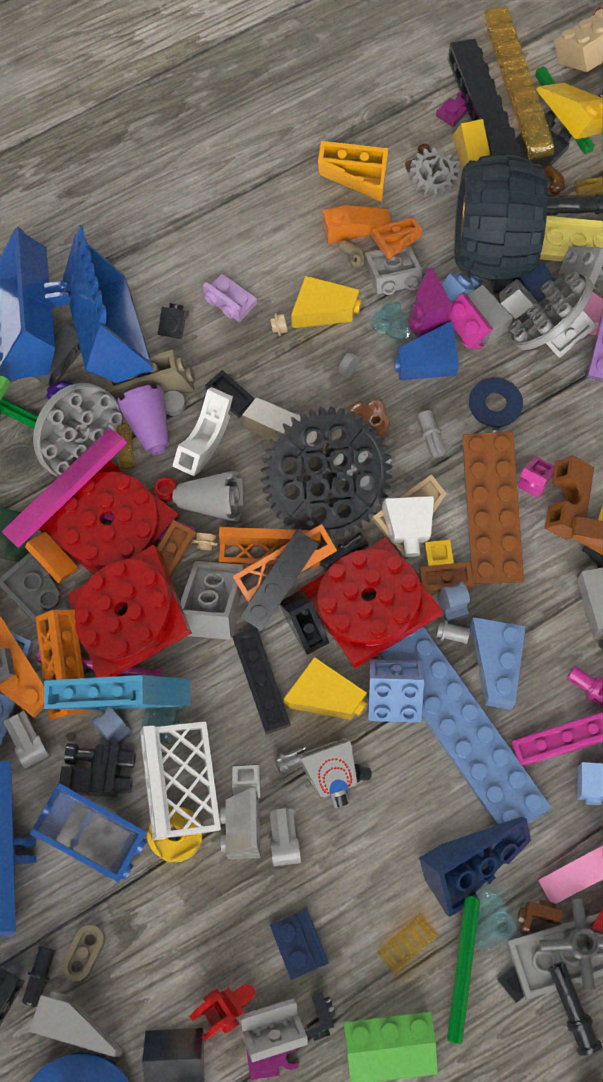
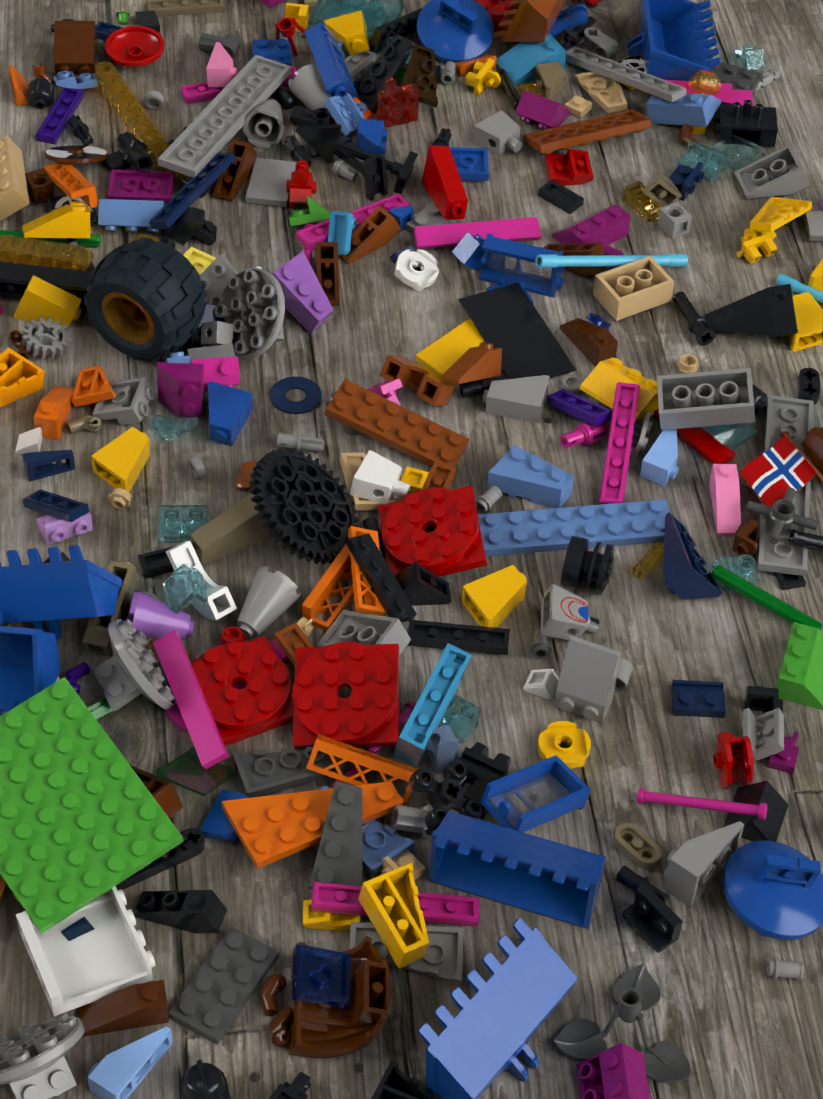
camera: 70 degrees left, 20 degrees down
(44, 740) = (445, 794): none -> black gear
(51, 557) = (250, 742): orange tile -> none
(153, 1065) = (702, 803): none -> dark pink bar
(156, 776) = (517, 727): white fence -> none
(181, 424) = (183, 586): none -> clear light blue bracket
(236, 280) = (56, 505): none -> dark blue tile
(276, 386) = (180, 521): none -> clear light blue bracket
(285, 249) = (39, 464): none -> dark blue slope
(308, 225) = (29, 441): none -> white slope
(396, 690) = (523, 545): medium blue bracket -> none
(402, 758) = (587, 565): none -> black wheel
(425, 926) = (726, 612): clear yellow slope -> none
(454, 602) = (464, 474): sand blue leg -> none
(457, 822) = (649, 560): none -> clear yellow axle

